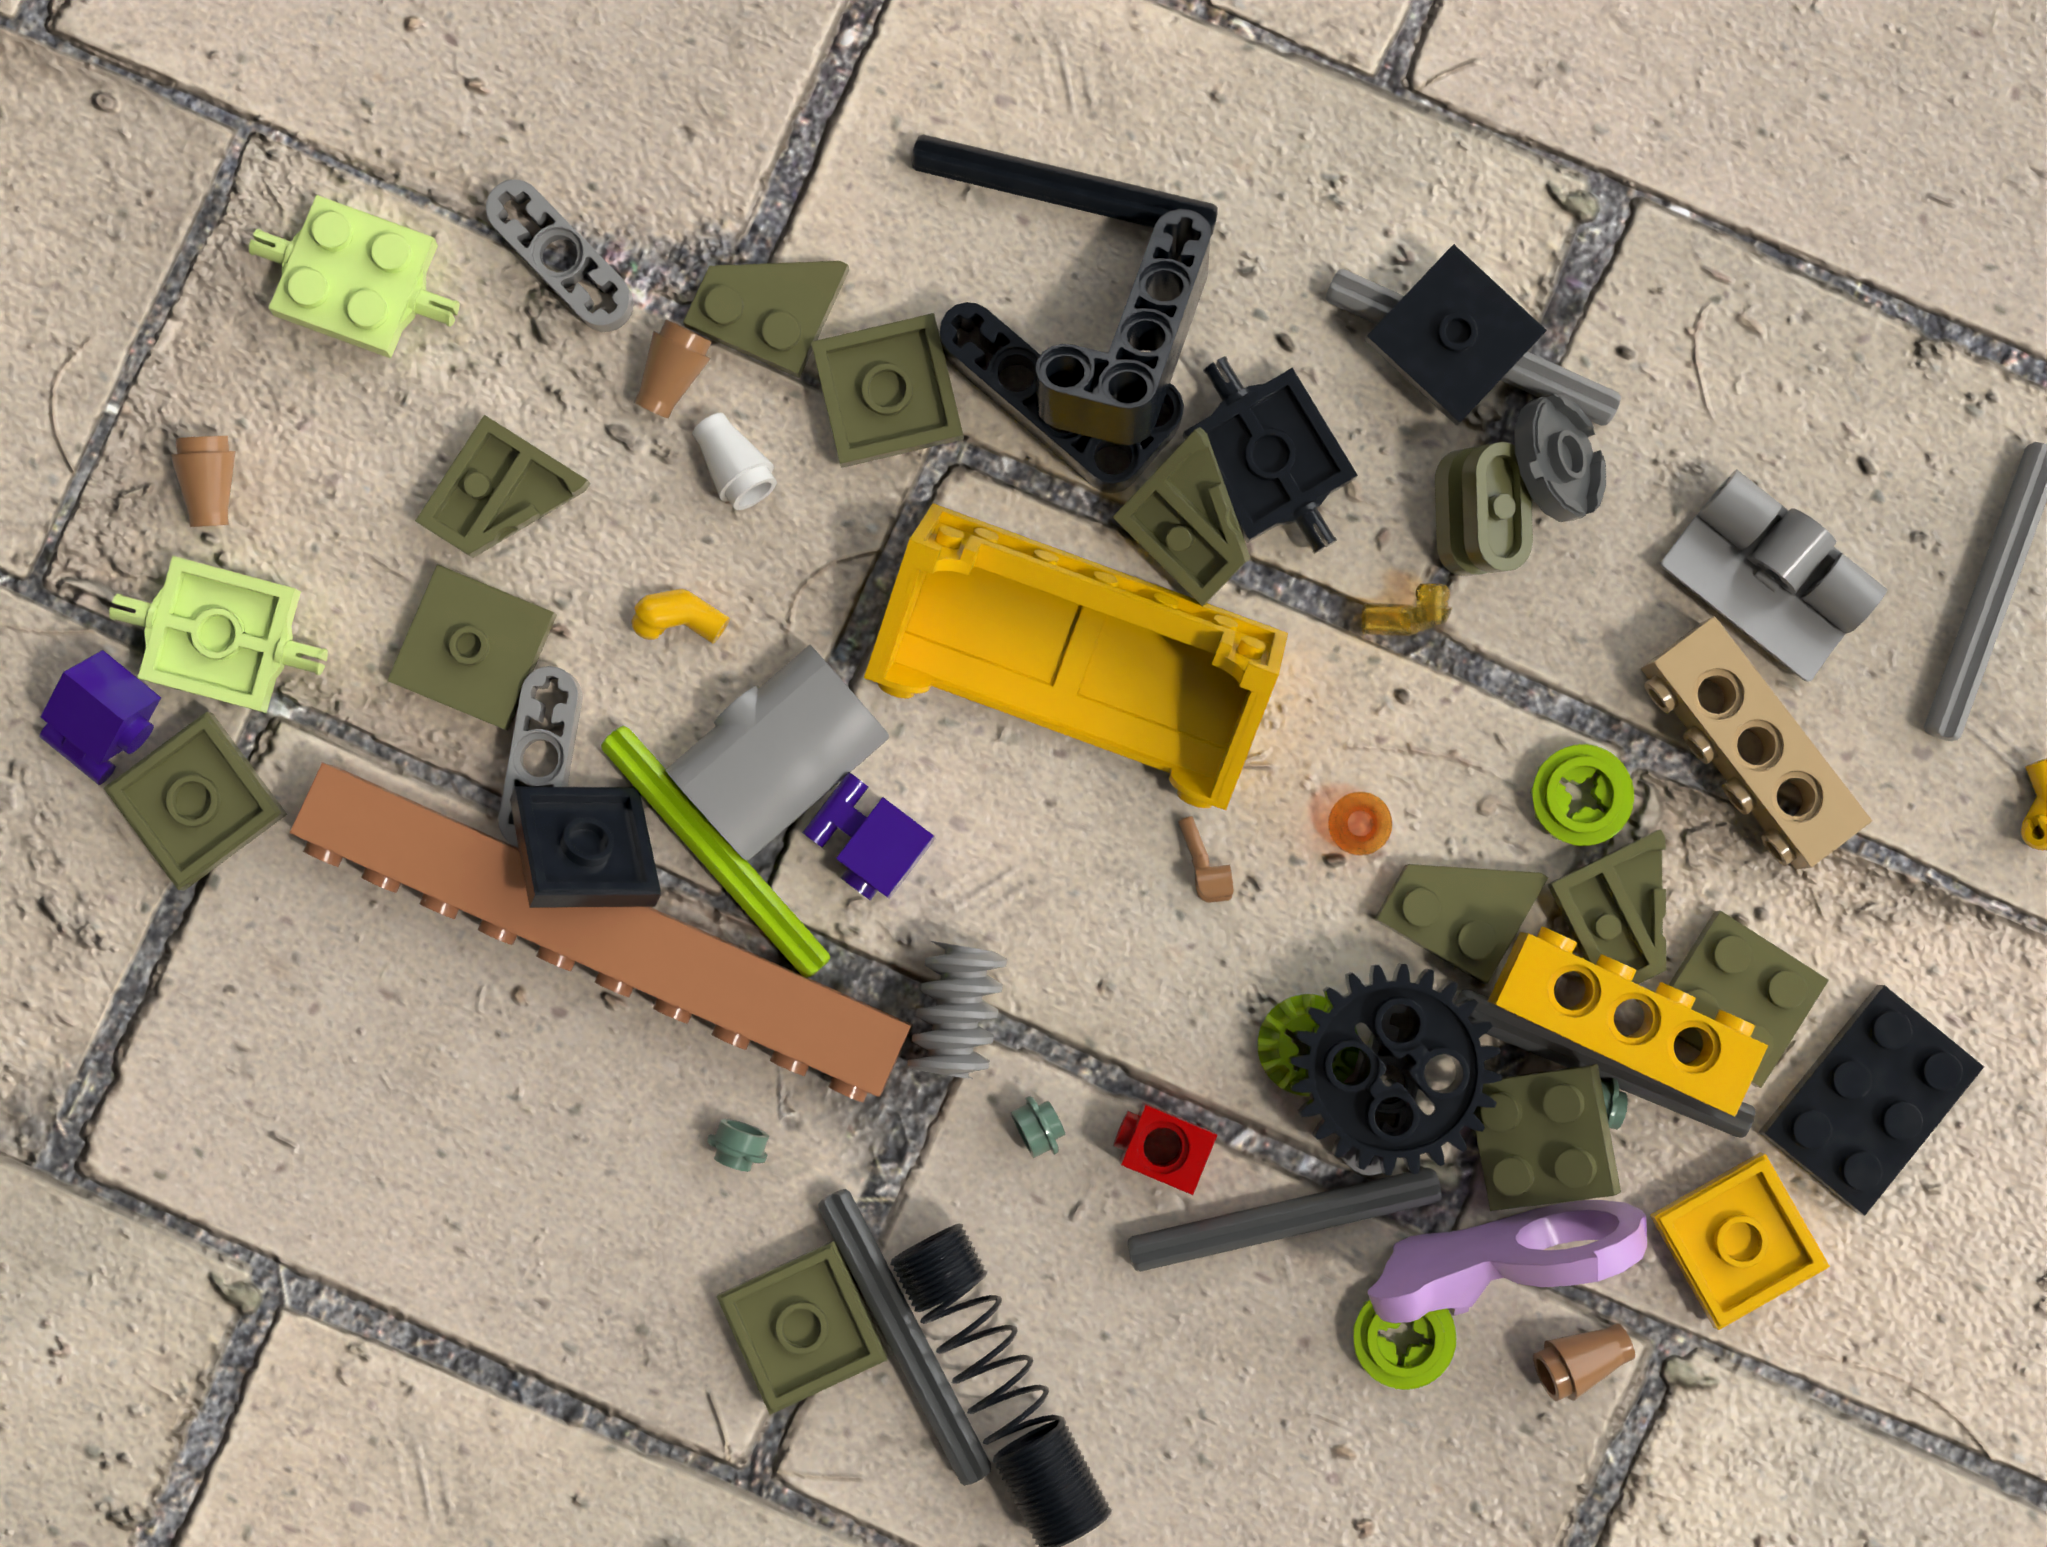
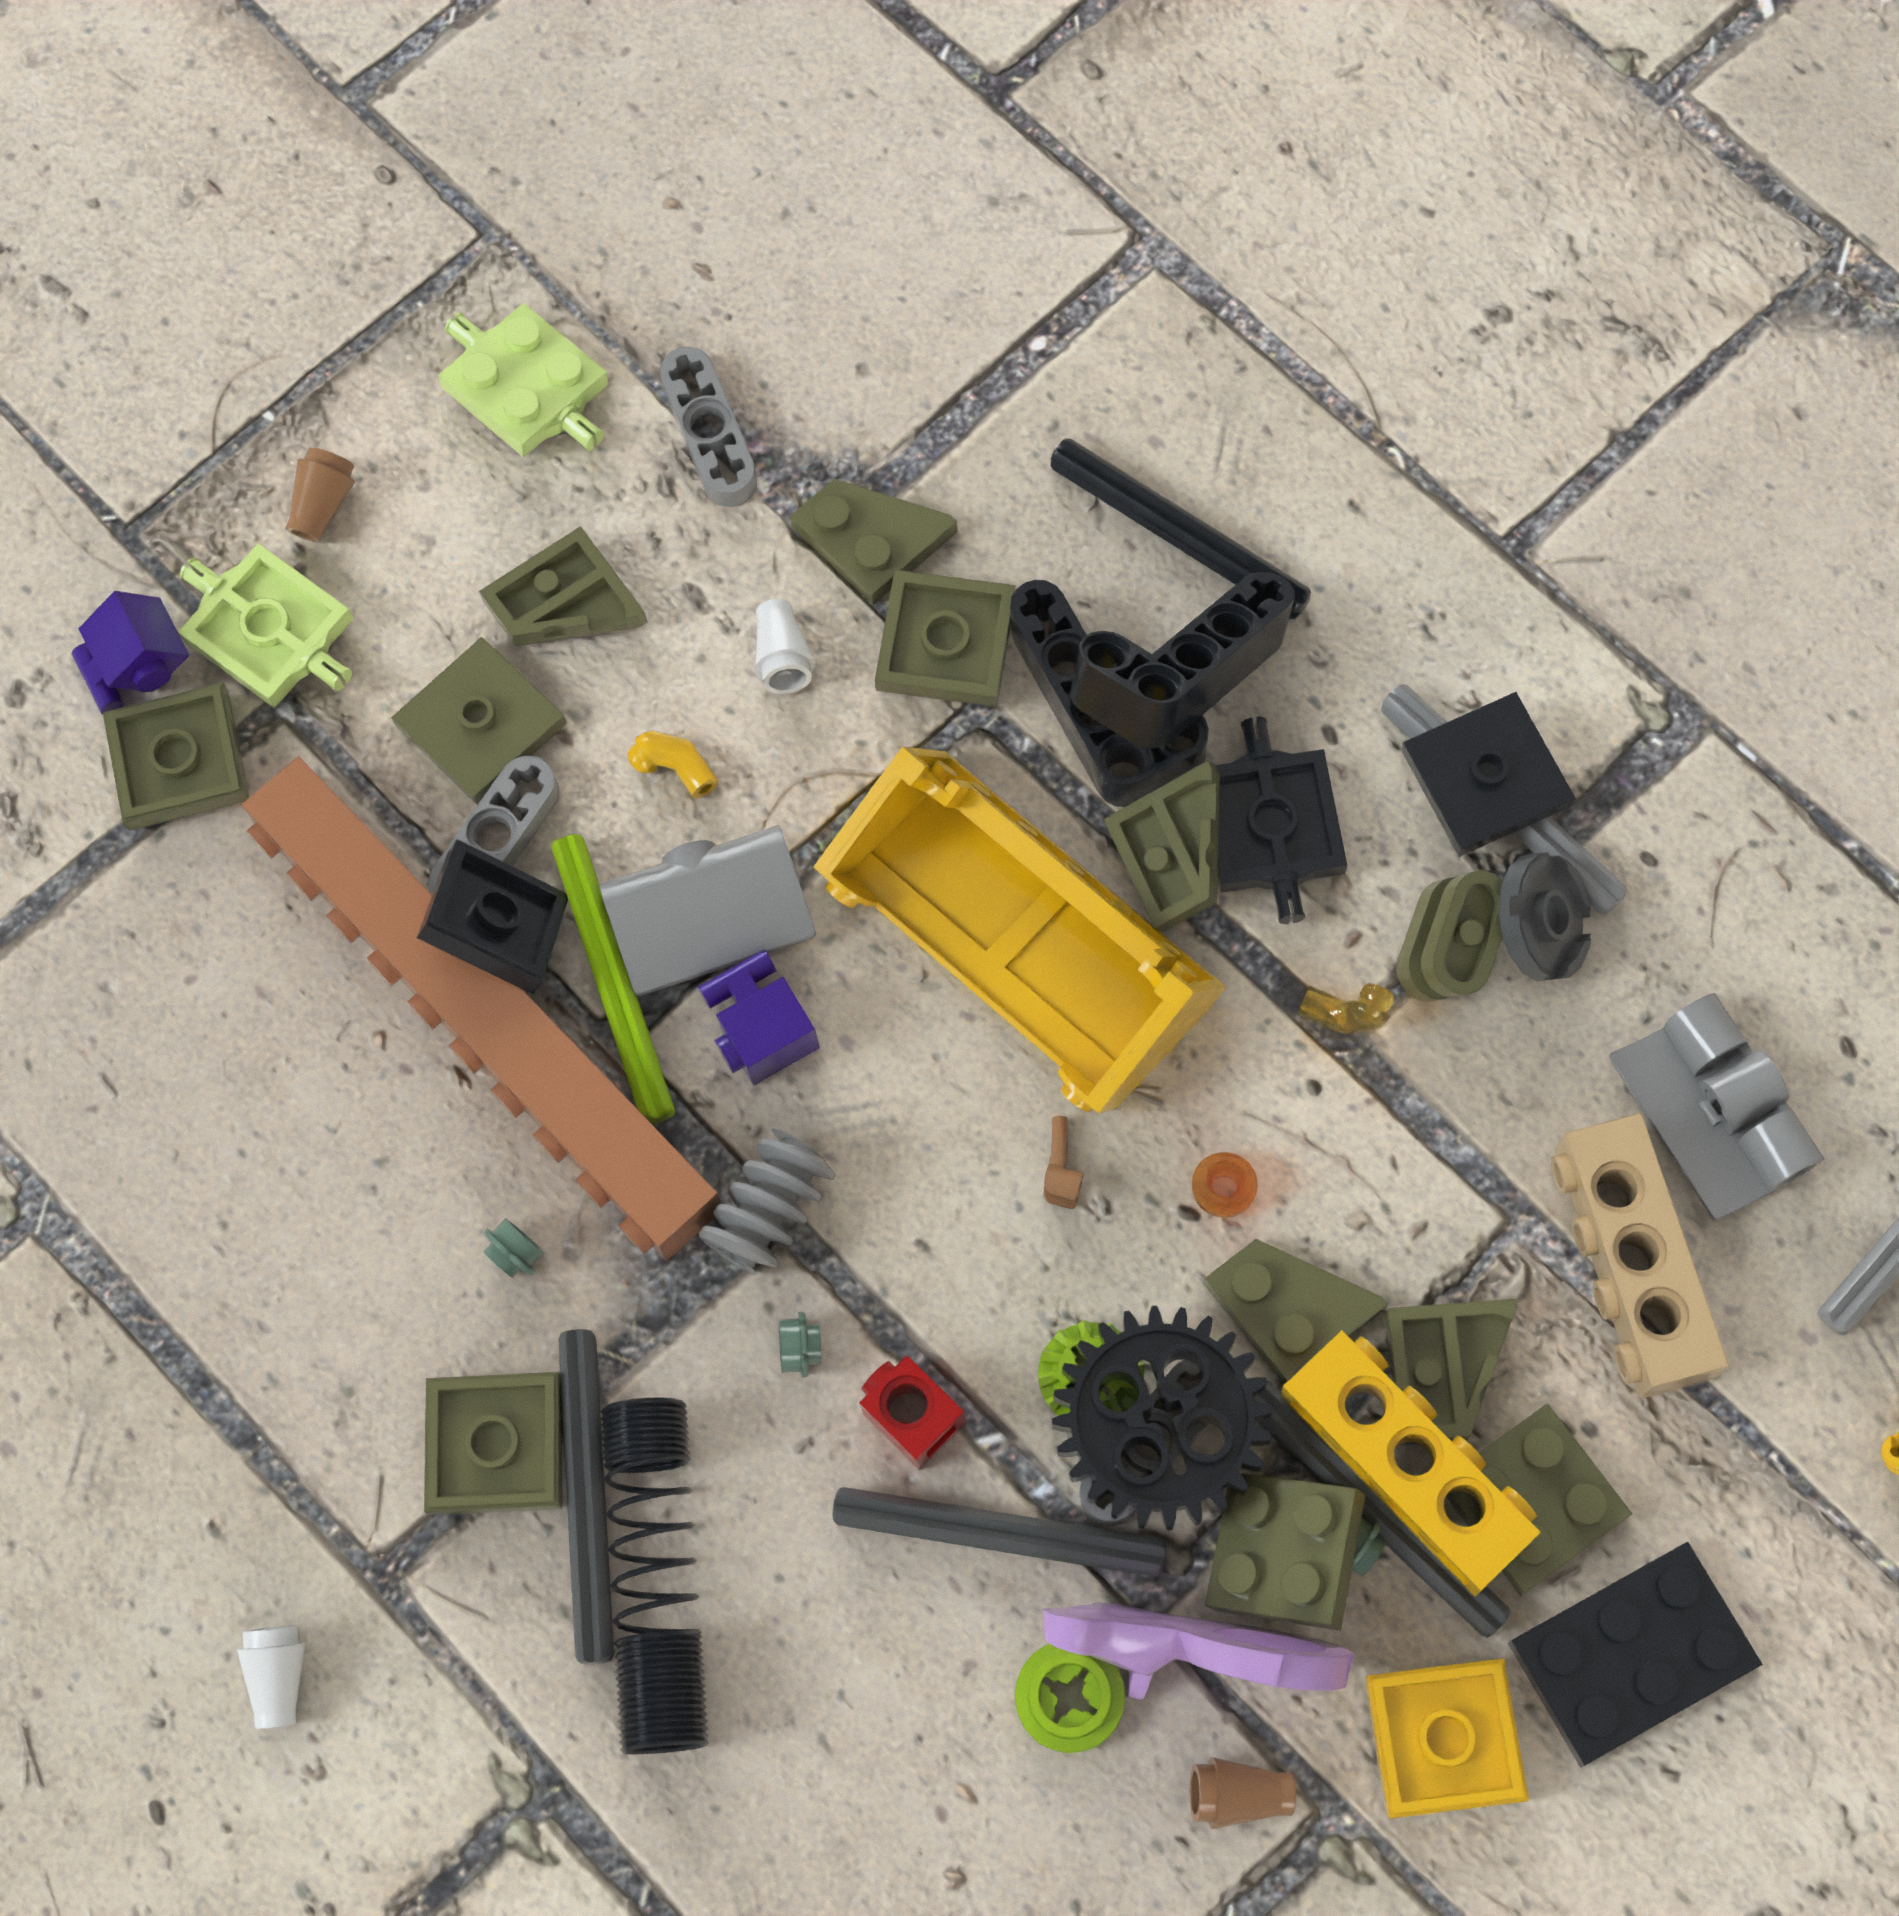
camera: 30 degrees right, 15 degrees down
(671, 367) = (762, 549): medium nougat cone -> none
(1611, 789) = (1455, 1212): lime gear -> none

